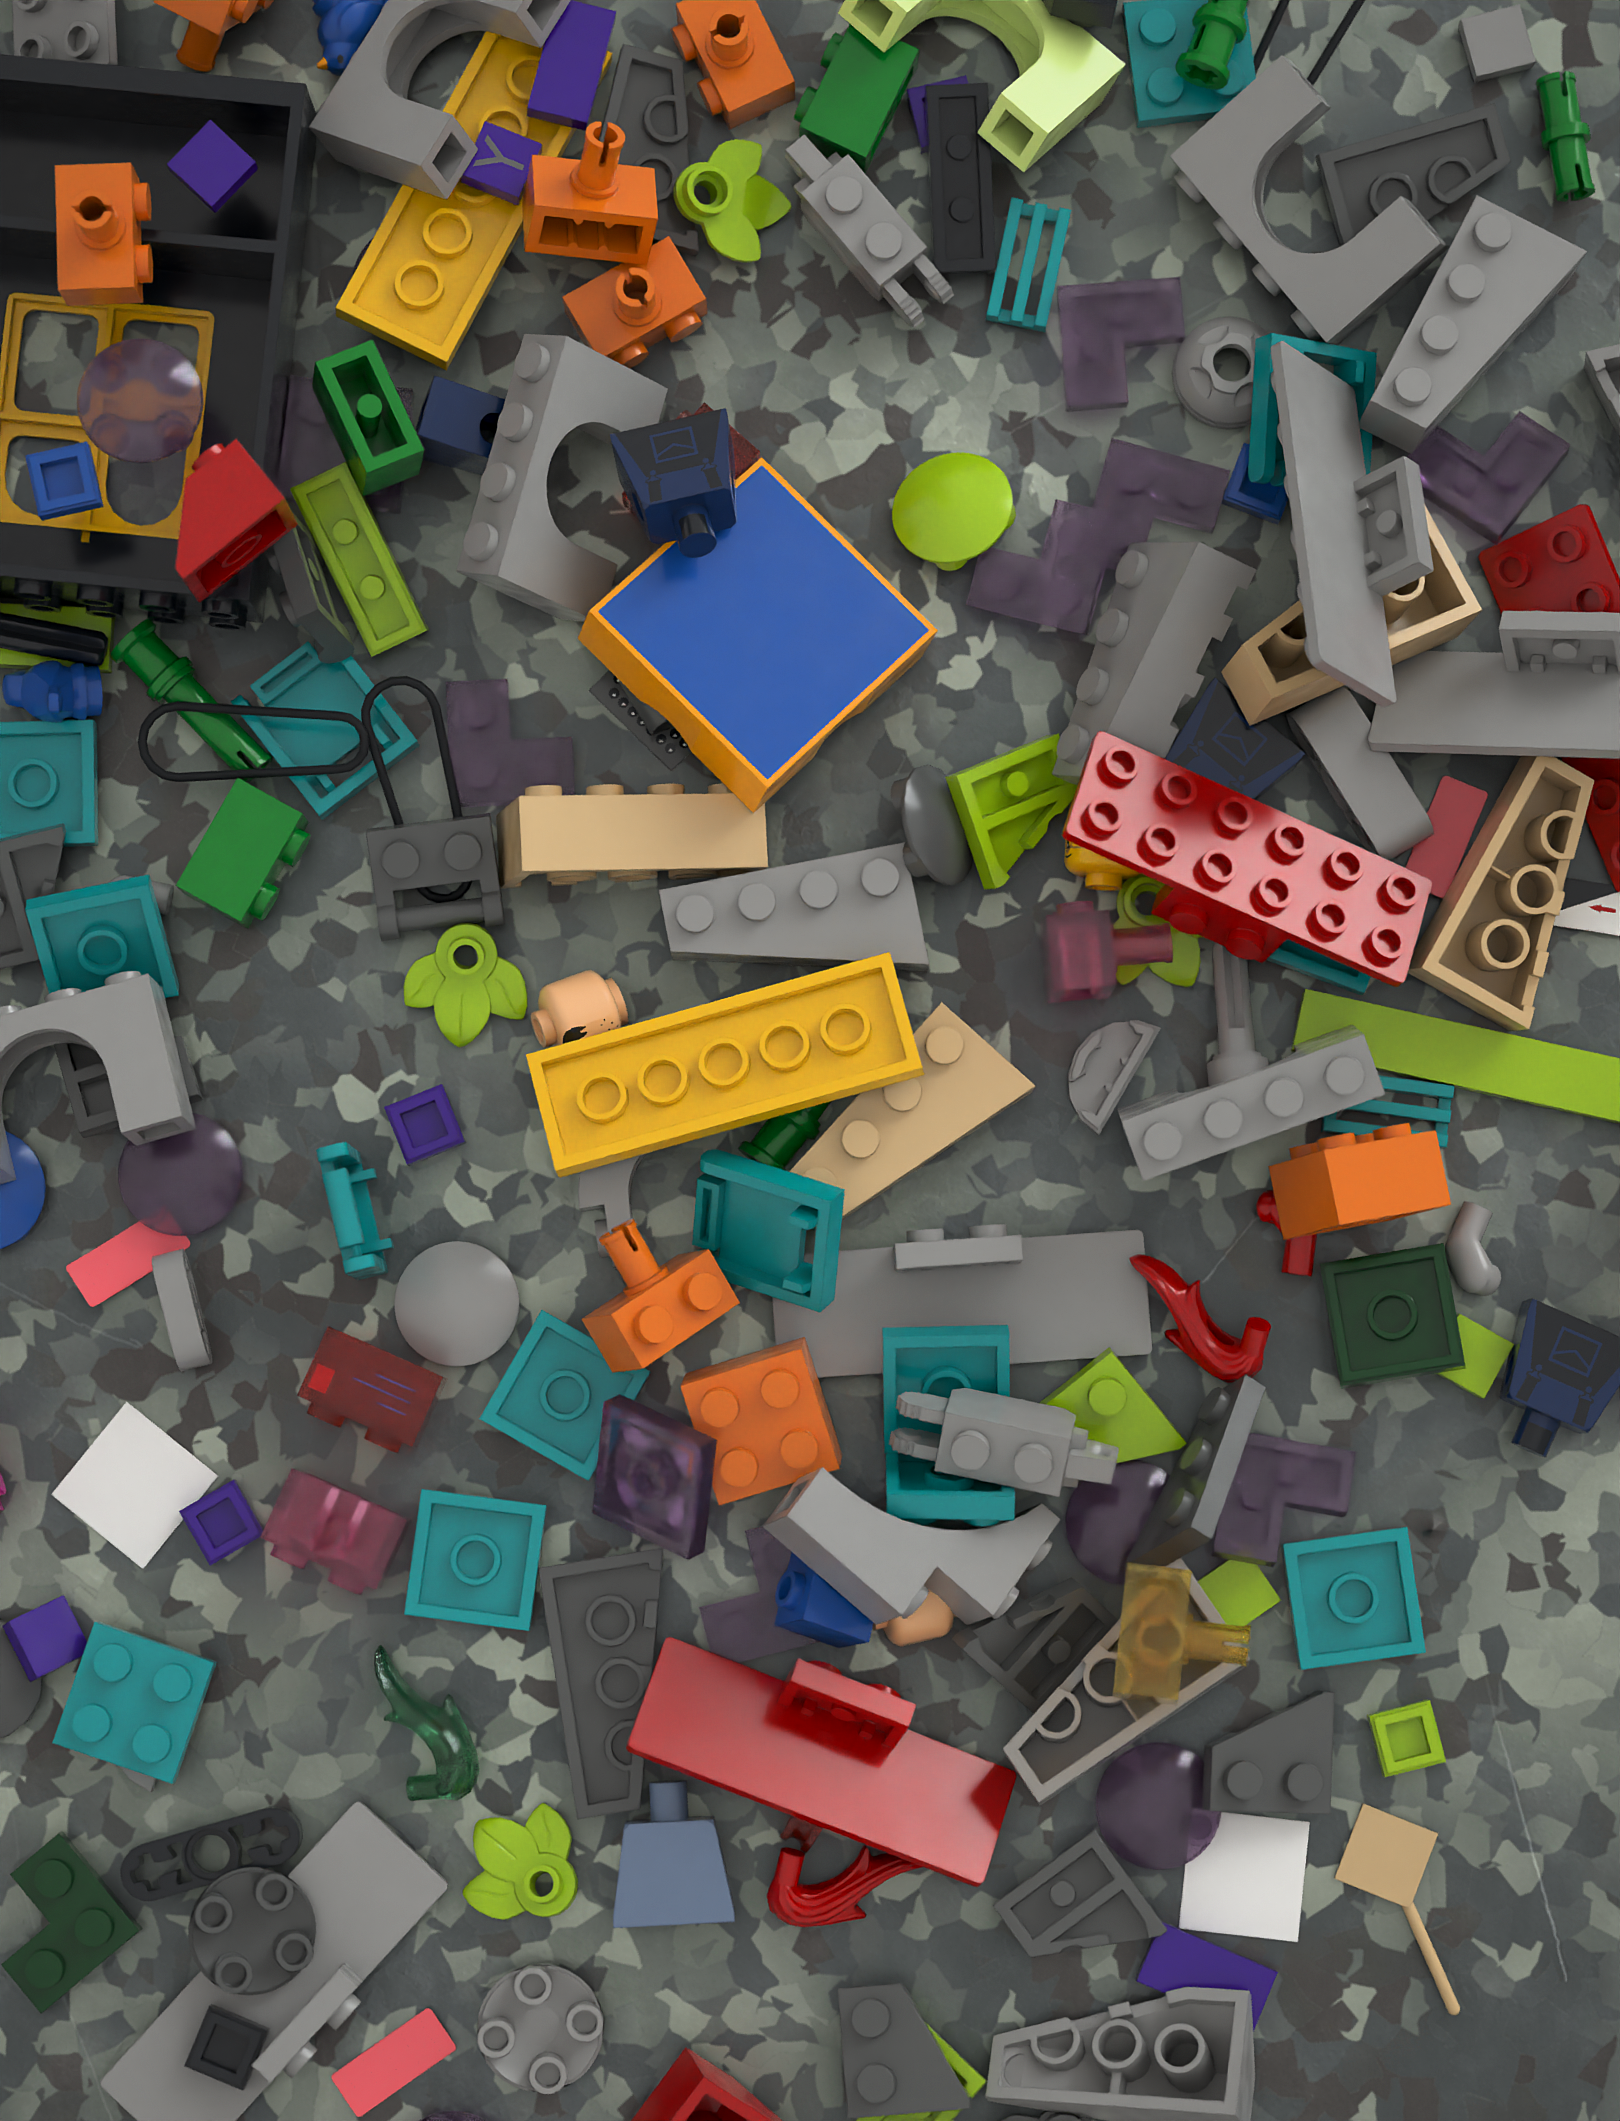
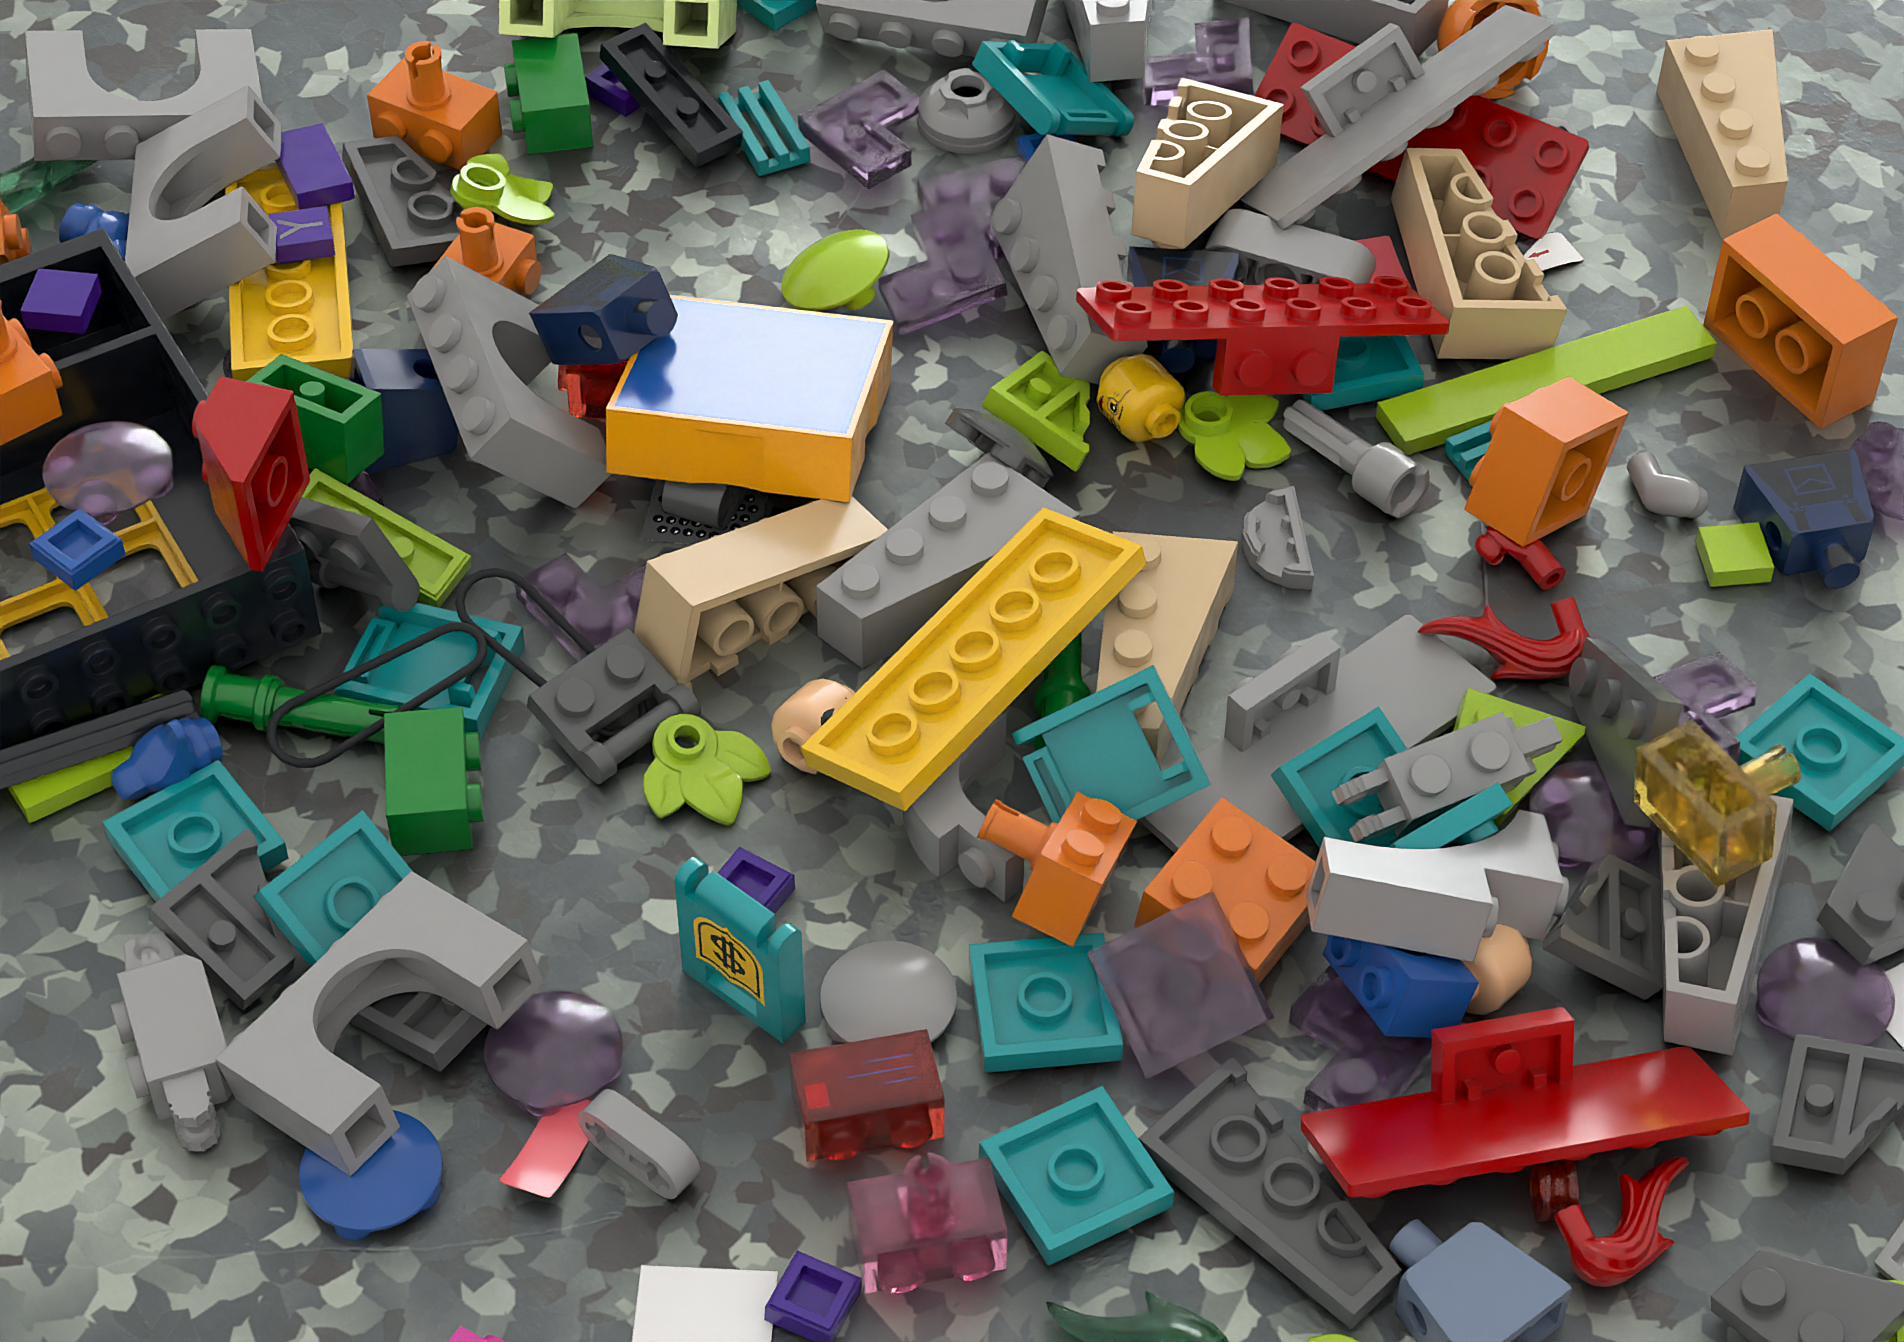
camera: 35 degrees left, 35 degrees down
(591, 203) = (393, 206): orange brick -> none
(863, 229) = (623, 154): light grey hinge -> none
(1085, 949) = (1194, 451): clear pink brick -> none
(1198, 1124) = (1432, 417): light grey arch -> none
(1350, 529) = (1164, 69): light grey bracket -> none
(1392, 1316) = (1652, 556): dark green plate -> none

